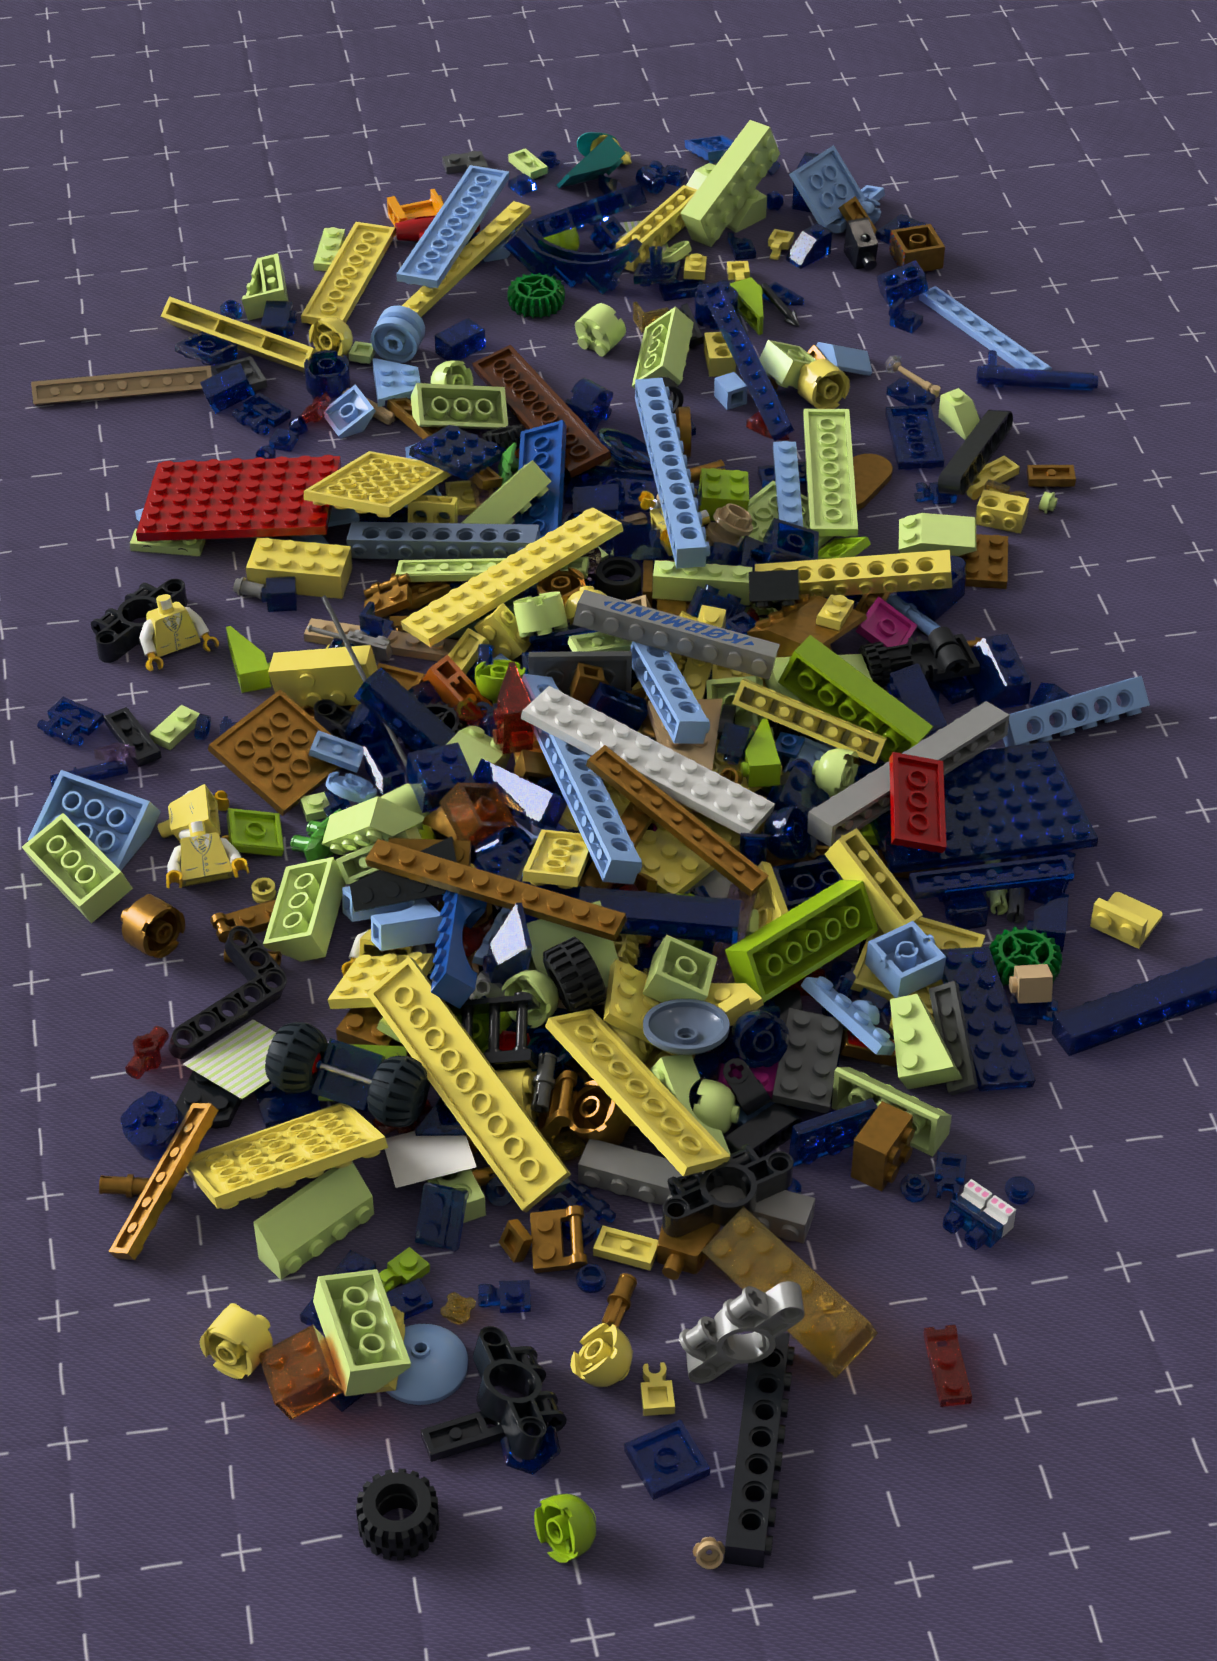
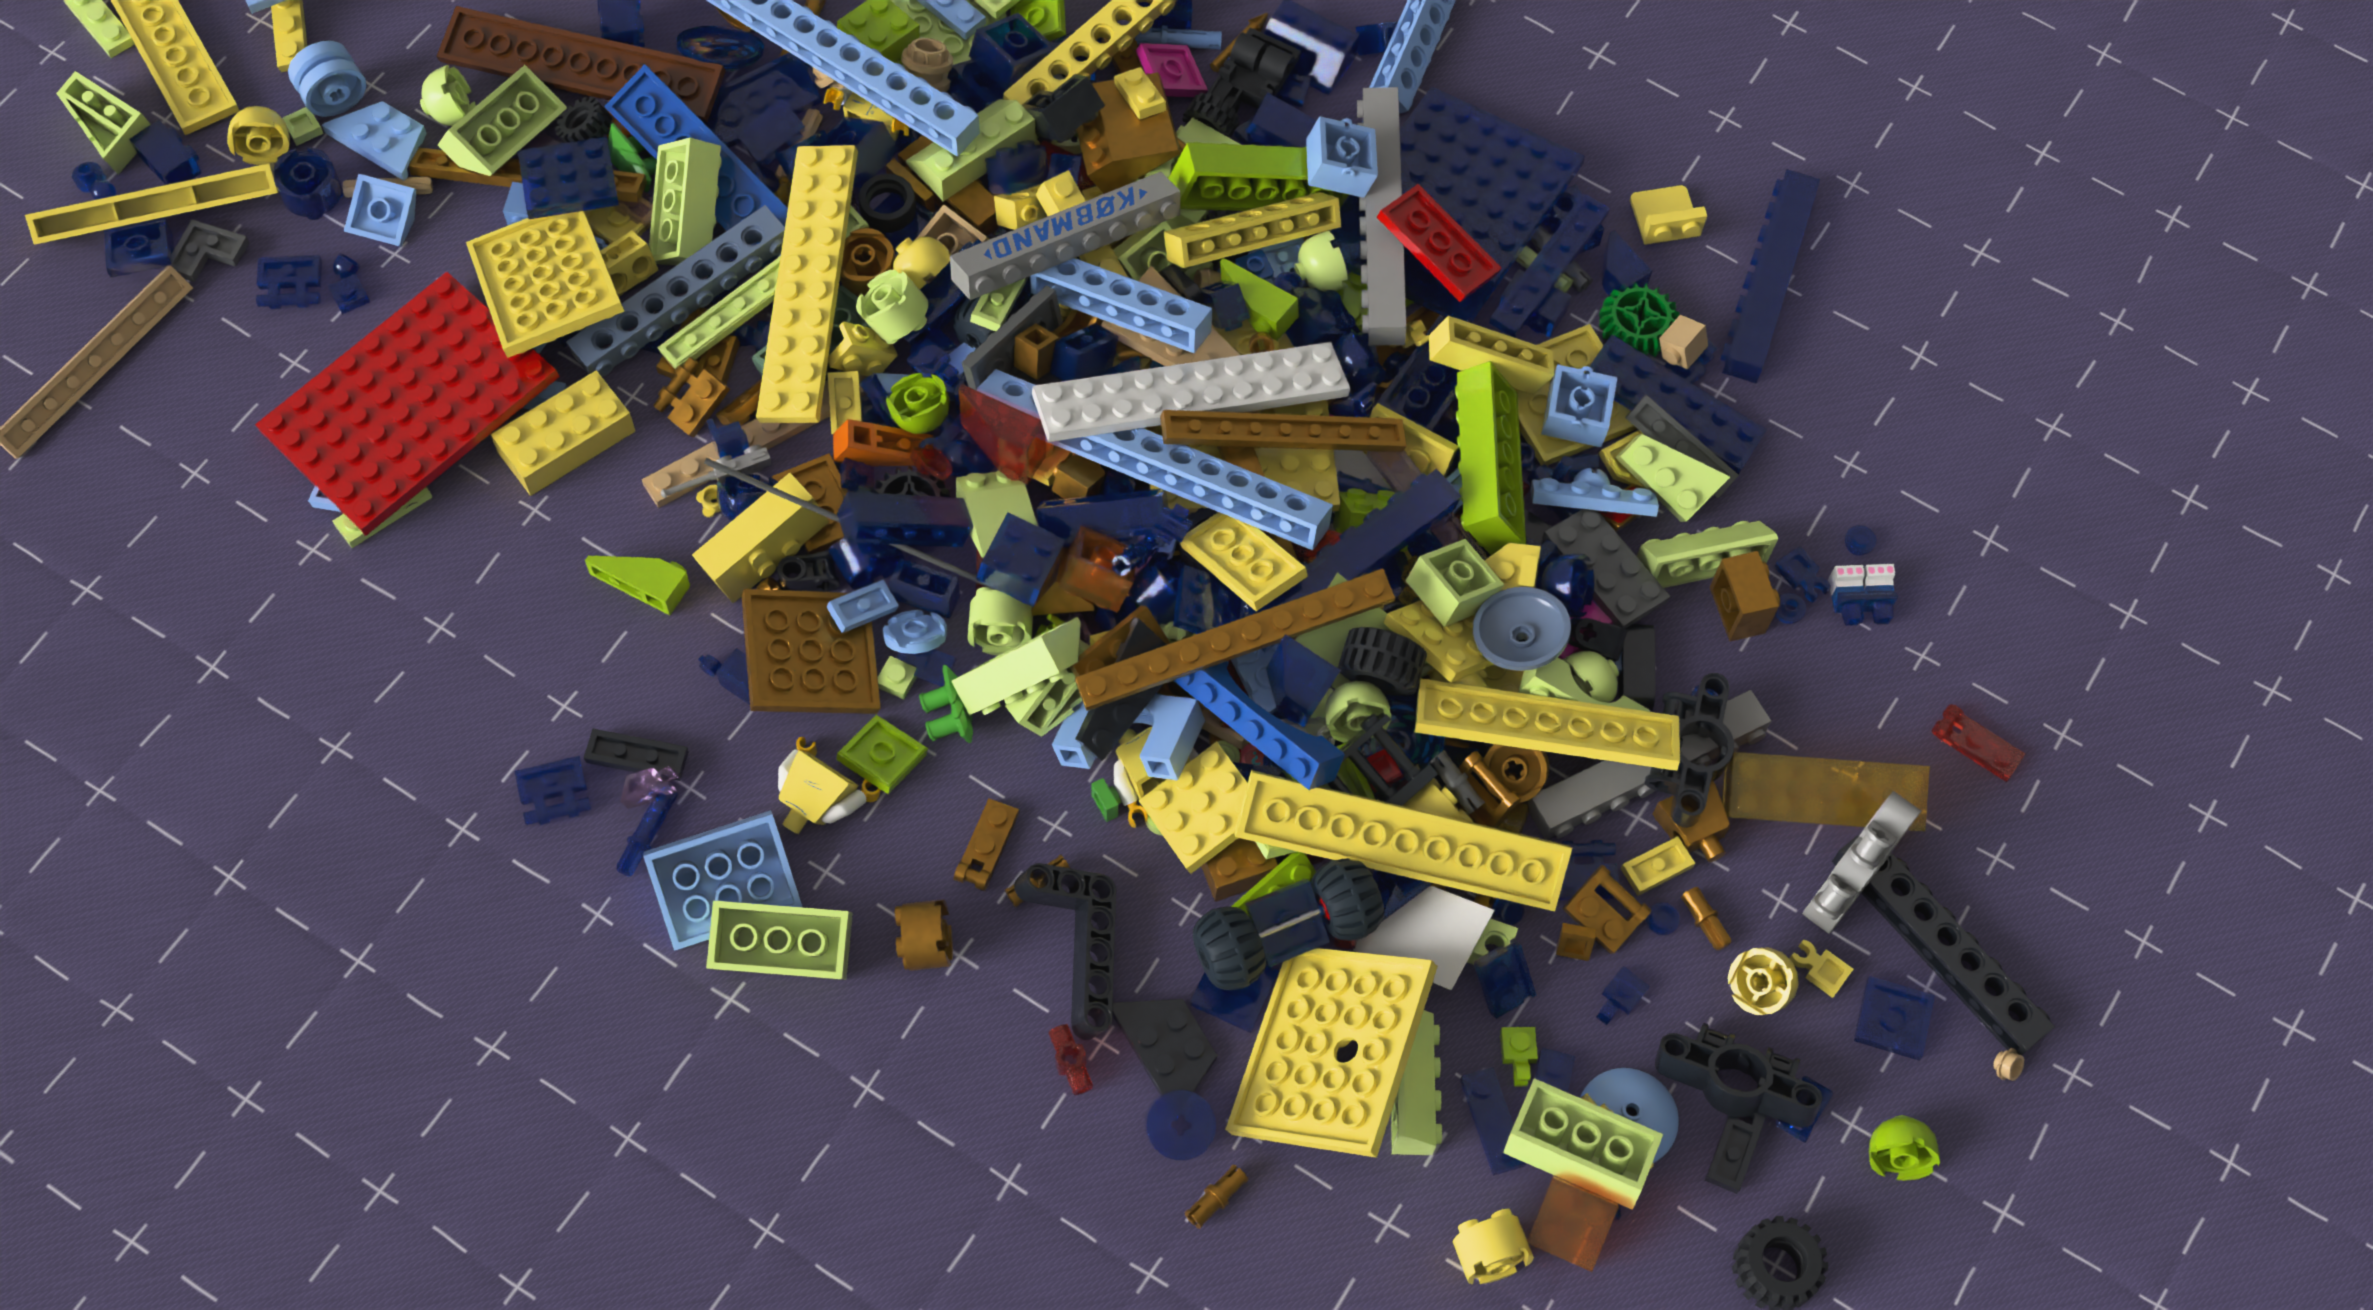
camera: 50 degrees left, 20 degrees up
(115, 630) = (462, 592): black piece -> none
(163, 1181) = (1254, 1167): pearl gold plate -> none
(171, 629) = (531, 609): torso -> none
(175, 727) = (659, 707): yellowish green plate -> none
(202, 726) = (691, 686): clear blue tile -> none
(203, 858) = (882, 824): light yellow torso -> none
(227, 388) = (223, 279): clear blue brick -> none
(236, 1060) = (1161, 986): sticker -> none
(248, 588) = (537, 495): light grey pin -> none
(263, 884) = (963, 796): light yellow bush -> none
(266, 449) = (361, 324): clear blue hinge -> none
(280, 594) = (580, 477): clear blue brick -> none
(306, 910) = (1032, 793): yellowish green slope -> none
(316, 410) = (343, 232): clear red plate -> none
(342, 946) = (1106, 799): none -> bright green plate
(458, 1315) = (1596, 1052): clear yellow plate -> none
(460, 340) = (390, 37): clear blue brick -> none
(501, 816) = (1135, 555): none -> clear blue pin
(542, 813) = (1173, 524): none -> clear blue gear
(829, 1132) = (1697, 617): clear blue plate -> none
(909, 713) = (1341, 156): none -> light blue brick

